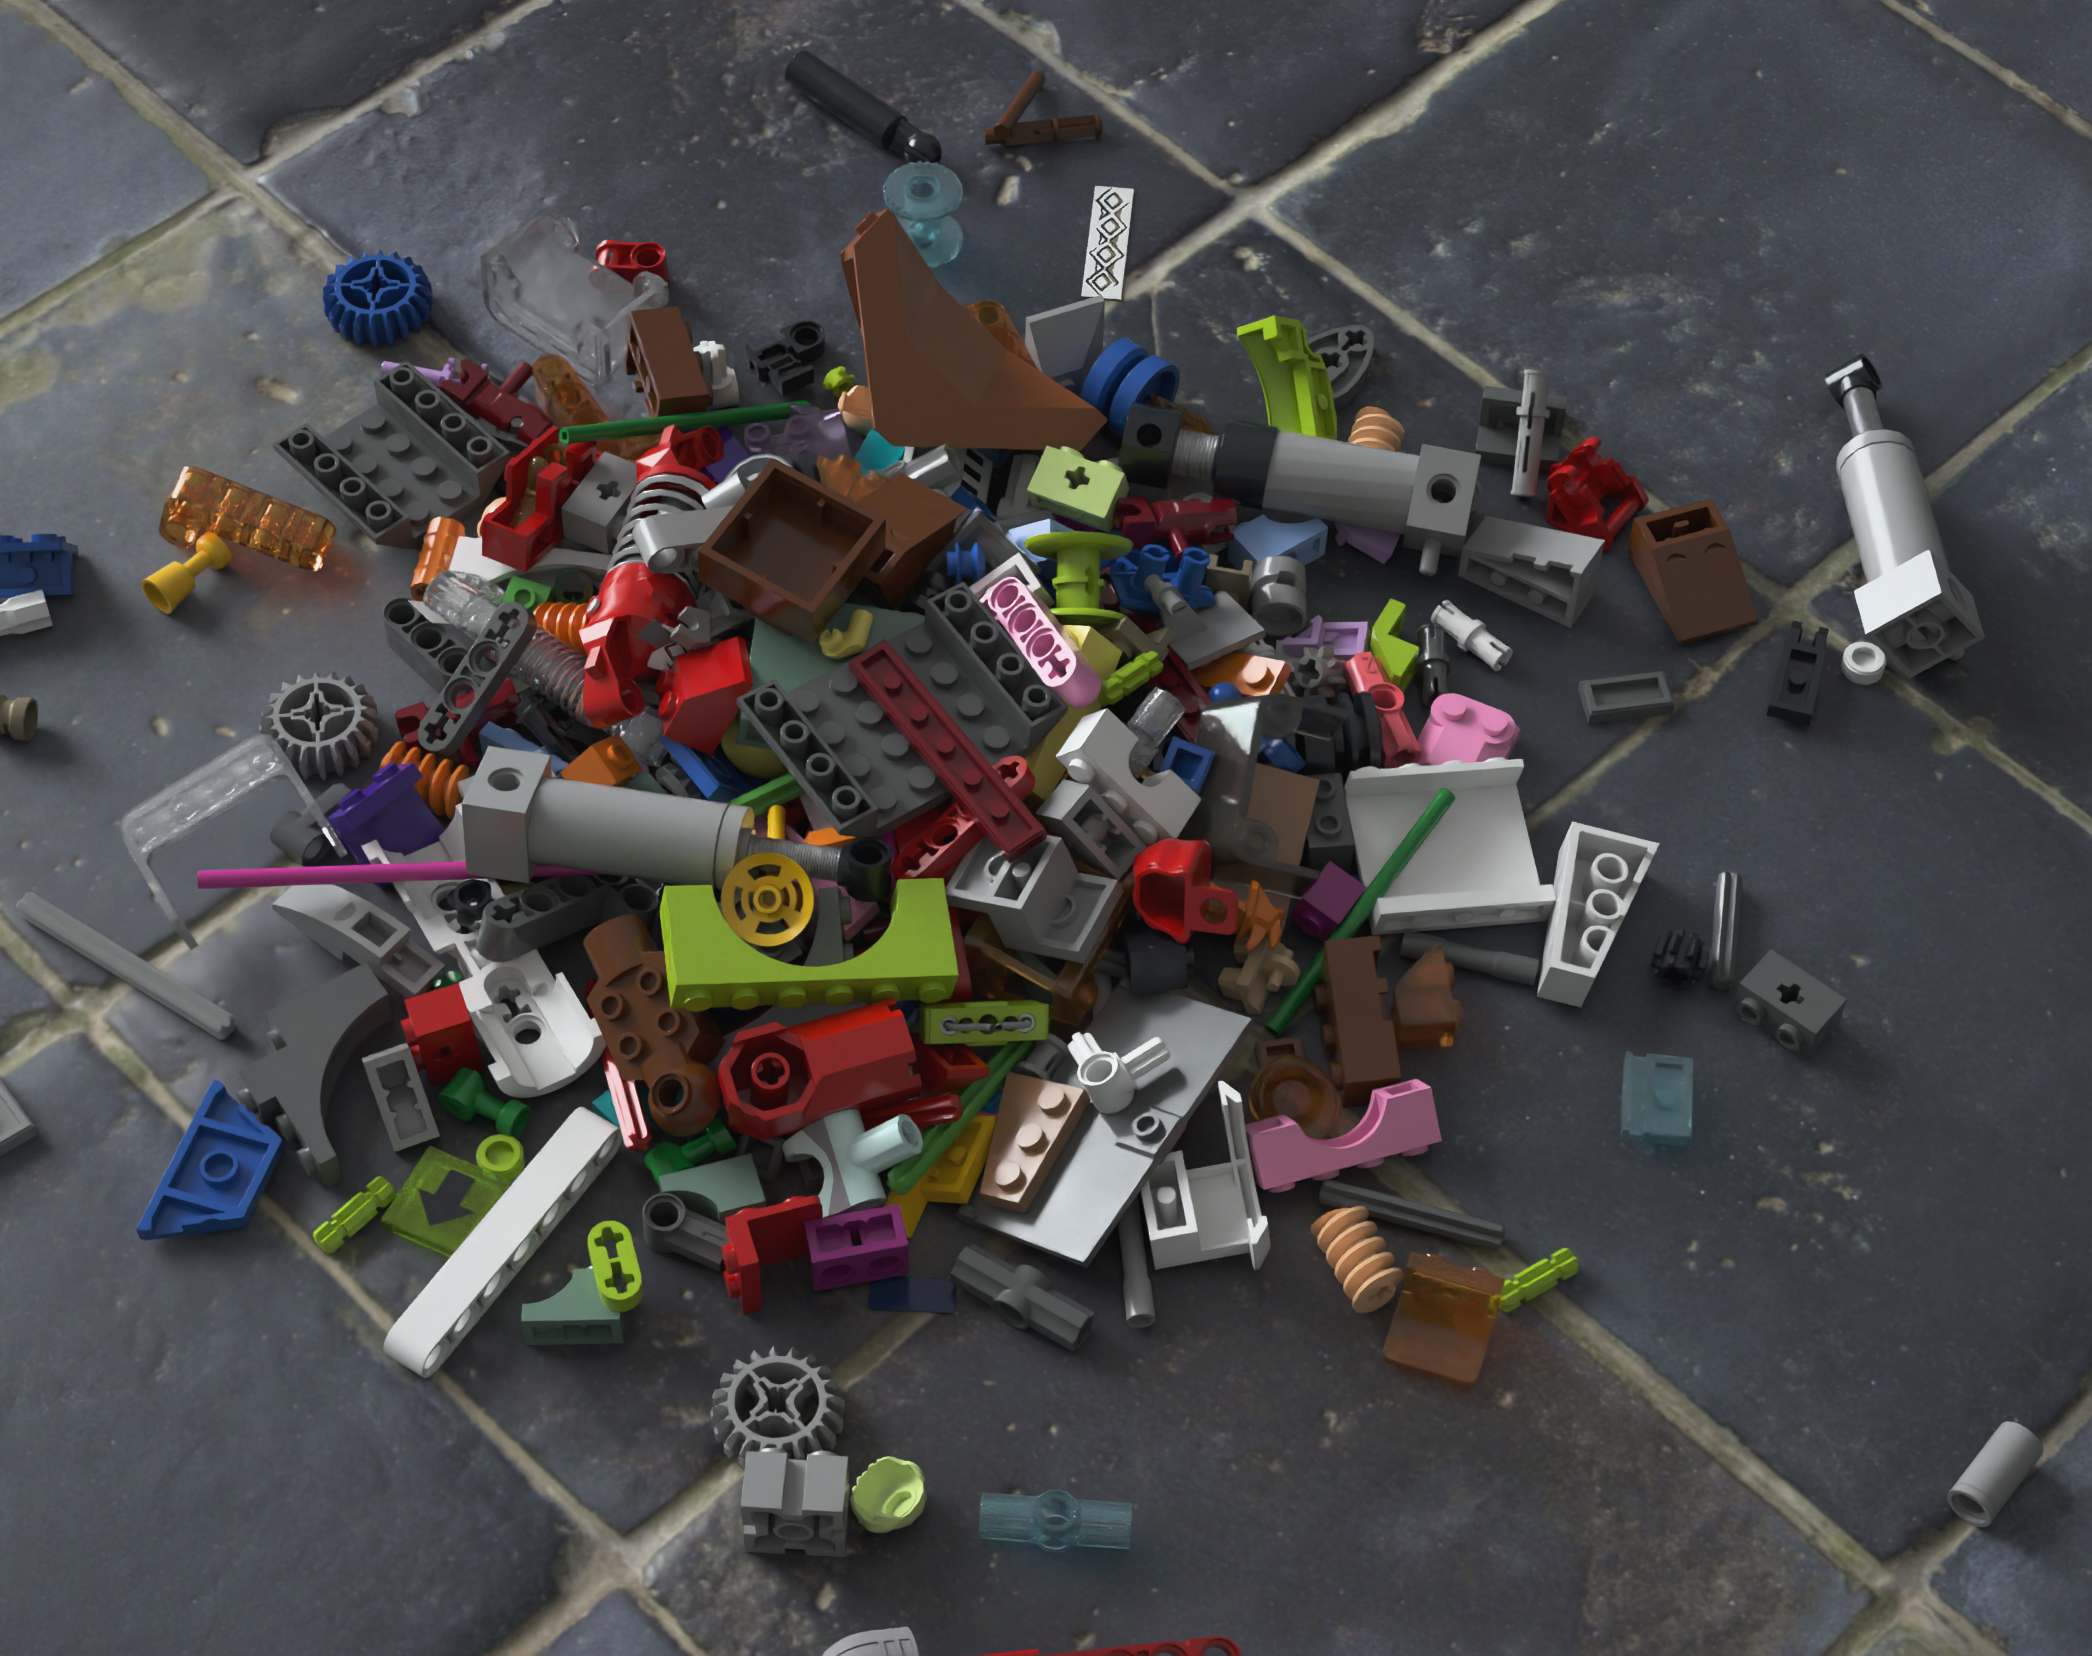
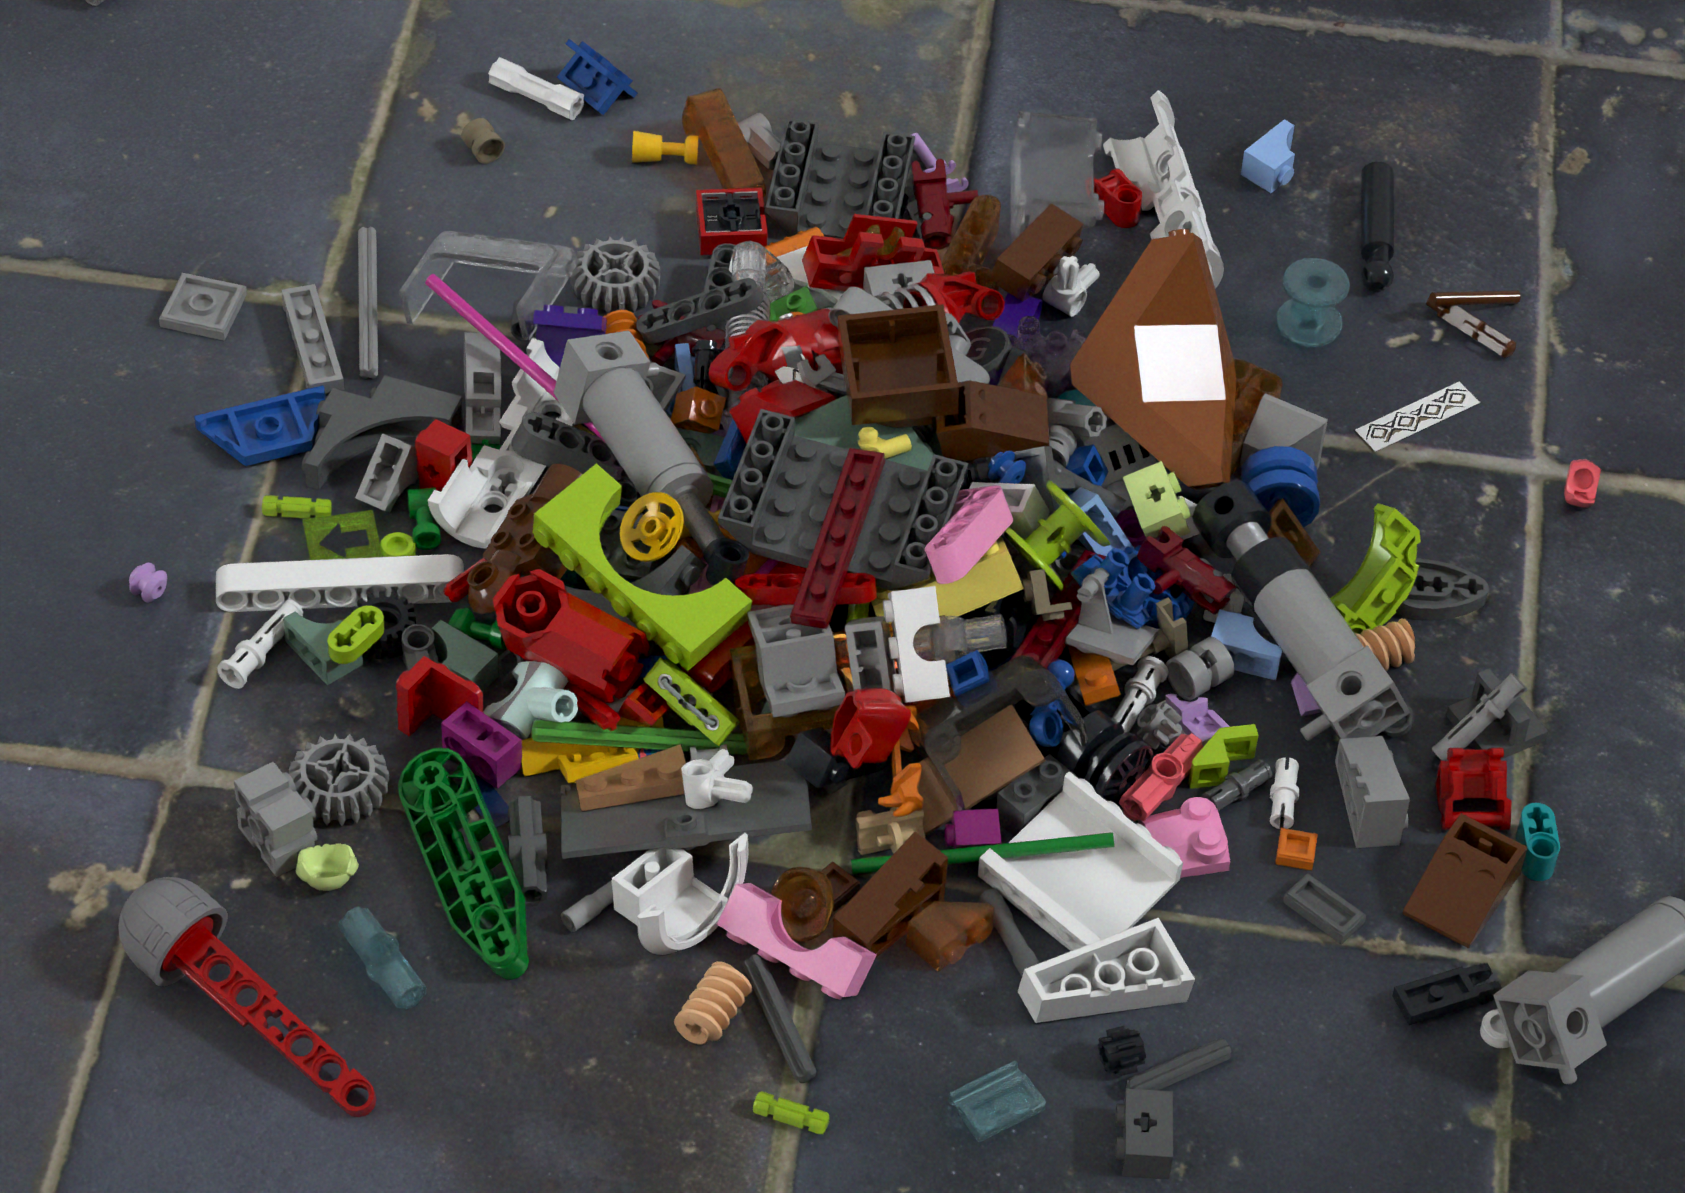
camera: 50 degrees right, 5 degrees down
(132, 1049) = (312, 338): none -> light grey gear
(282, 485) = (760, 139): none -> light grey piece
(332, 1423) = (147, 582): none -> lavender wheel
(348, 582) = (730, 217): none -> piece
(377, 298) = (960, 99): blue gear -> none
(467, 893) = (549, 407): black plate -> none
(525, 1385) = (252, 653): none -> white pin
(589, 1214) = (394, 611): none -> black tyre
(683, 422) = (990, 279): green piece -> none
(703, 127) = (1270, 159): none -> light blue arch
(778, 294) = (1170, 191): none -> white piece
(1019, 1367) = (440, 807): none -> green beam
(1129, 678) = (1002, 602): lime axle -> none
(1304, 184) = (1581, 483): none -> coral hair
(1443, 1319) = (709, 1077): clear orange bracket -> none
(1540, 671) = (1296, 849): none -> orange tile
(1680, 483) = (1539, 833): none -> teal beam

